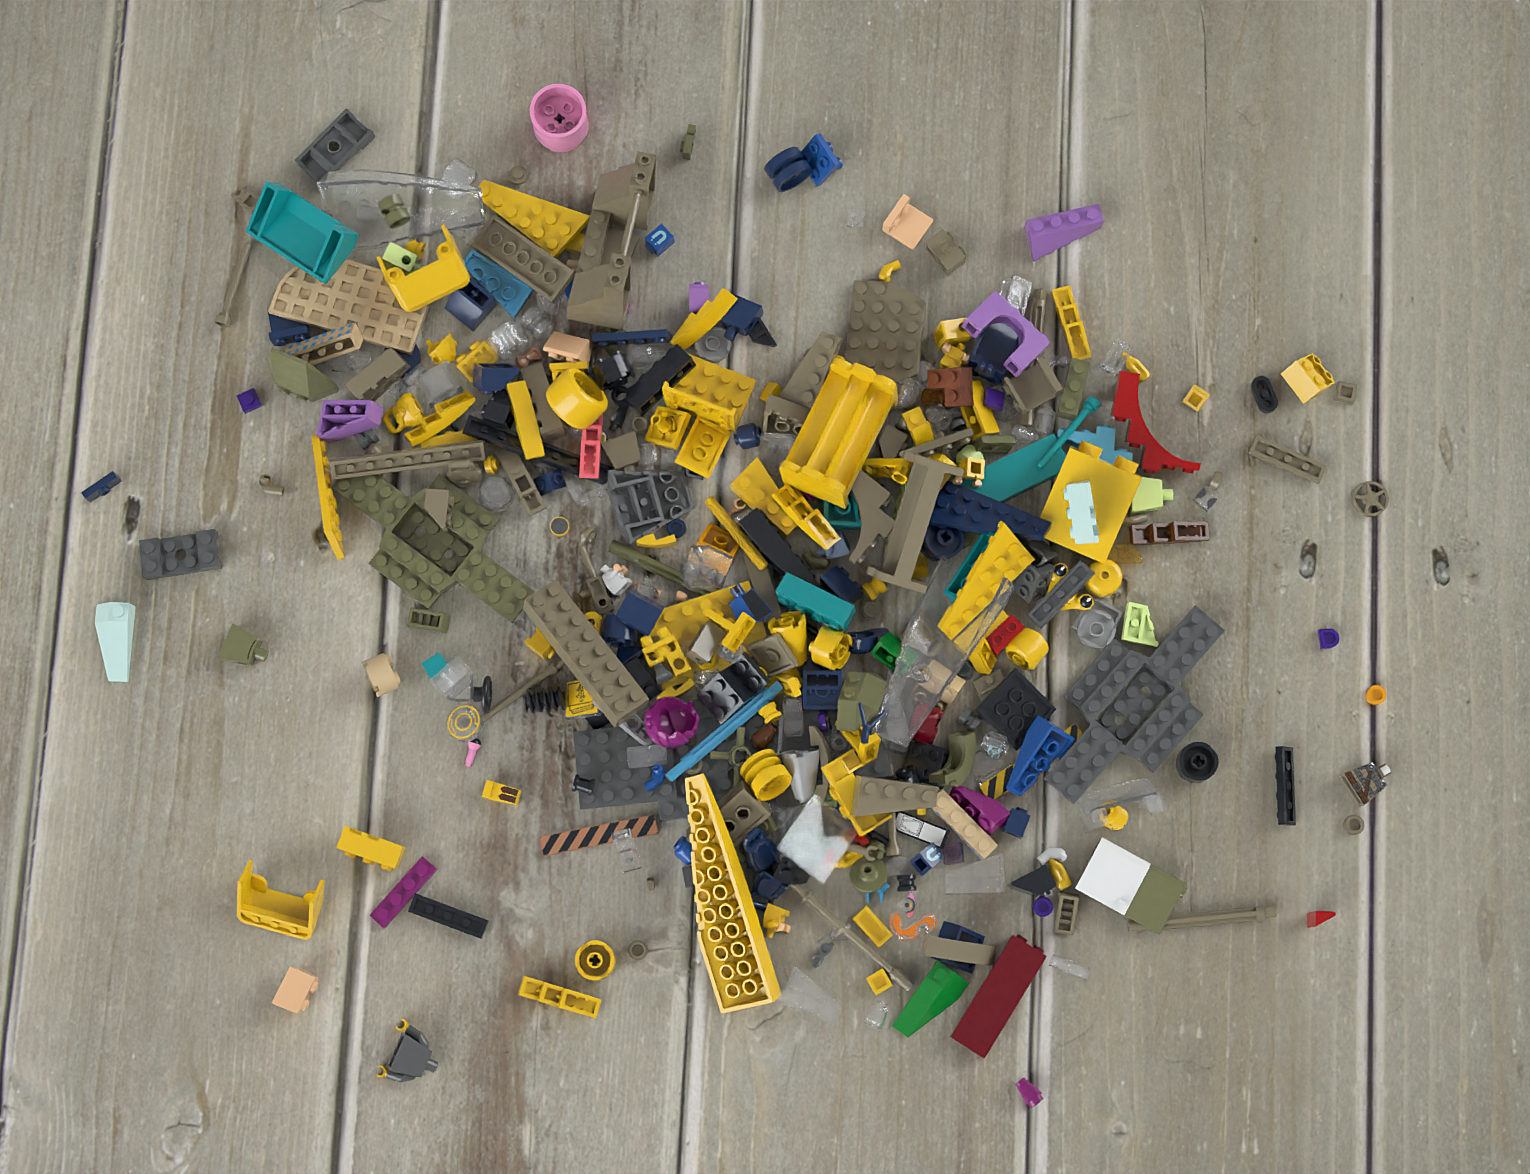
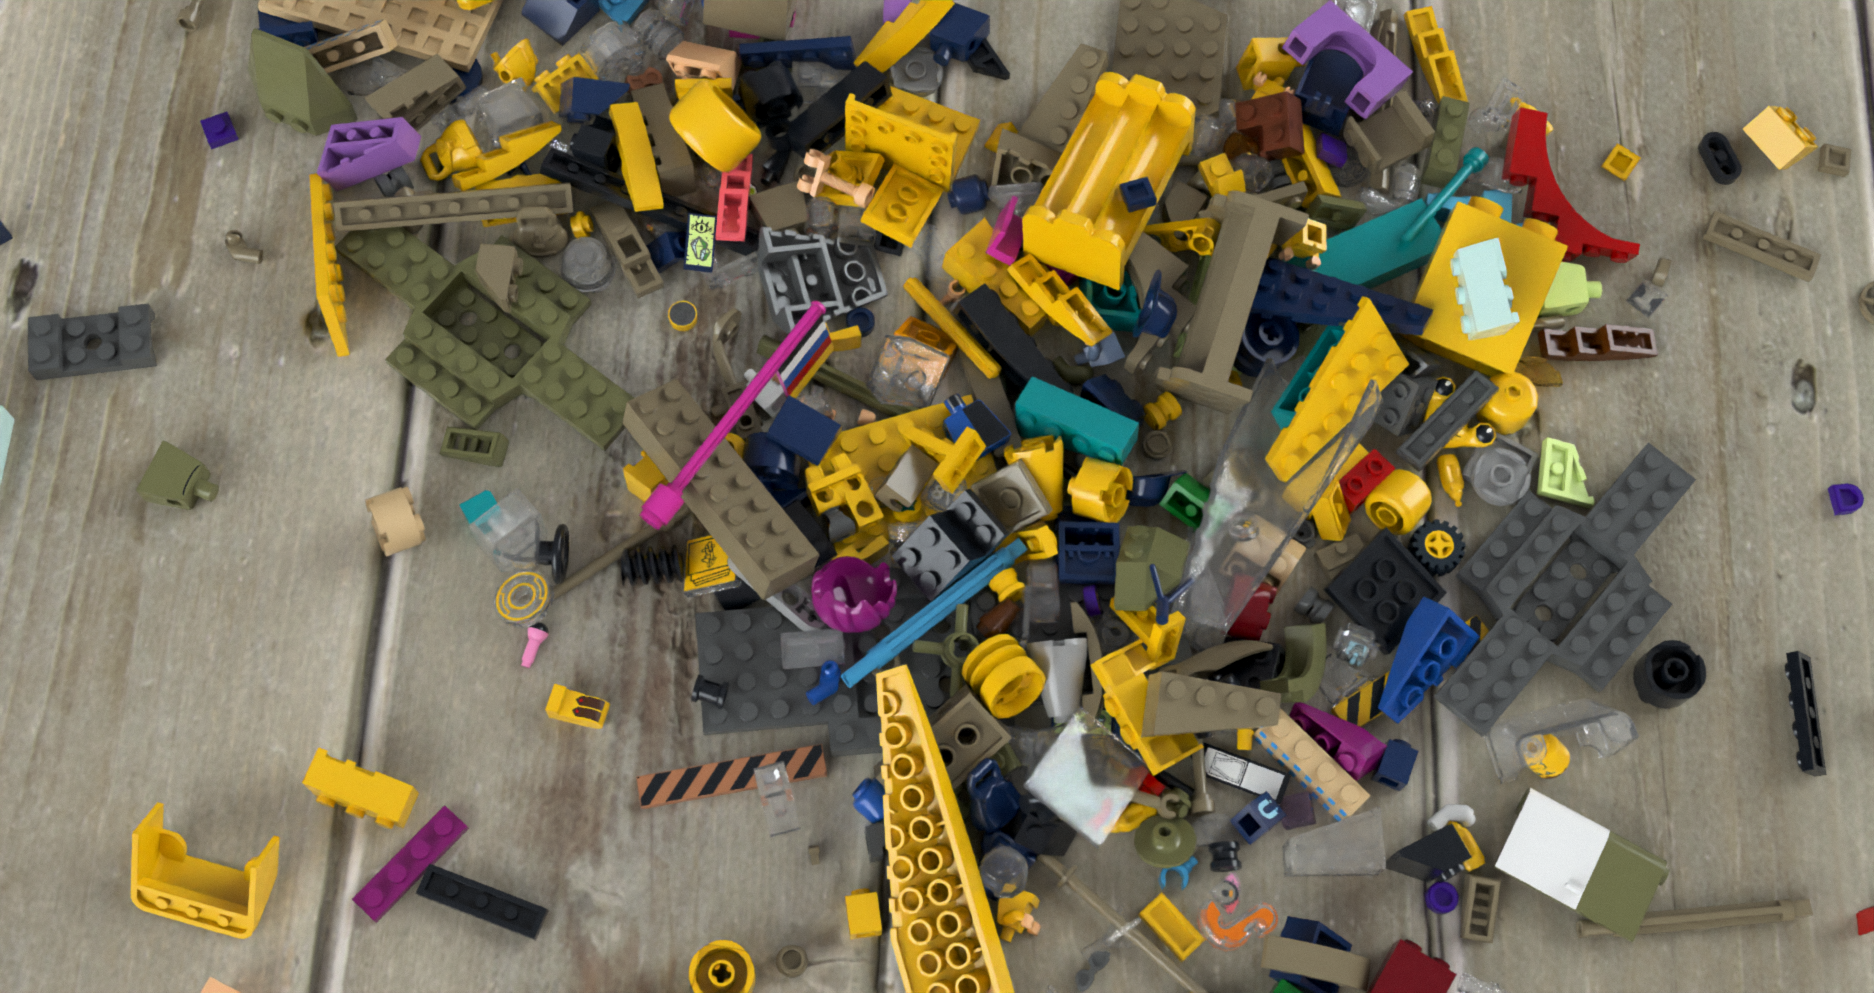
camera: 10 degrees left, 10 degrees down
(569, 479) = (700, 242): none -> tile
(629, 572) = (794, 365): none -> dark pink flag
(643, 436) = (862, 194): none -> light nougat bar
(681, 921) = (863, 914): none -> yellow brick
(766, 897) = (1004, 871): none -> clear hair
(770, 473) = (1006, 234): none -> dark pink panel
(856, 448) = (1138, 194): none -> dark blue tile
(868, 529) = (1157, 312): none -> dark blue piece
(897, 759) = (1217, 657): none -> dark tan sword
(1052, 671) = (1443, 540): none -> black wheel
(1064, 629) = (1451, 477): none -> yellow piece

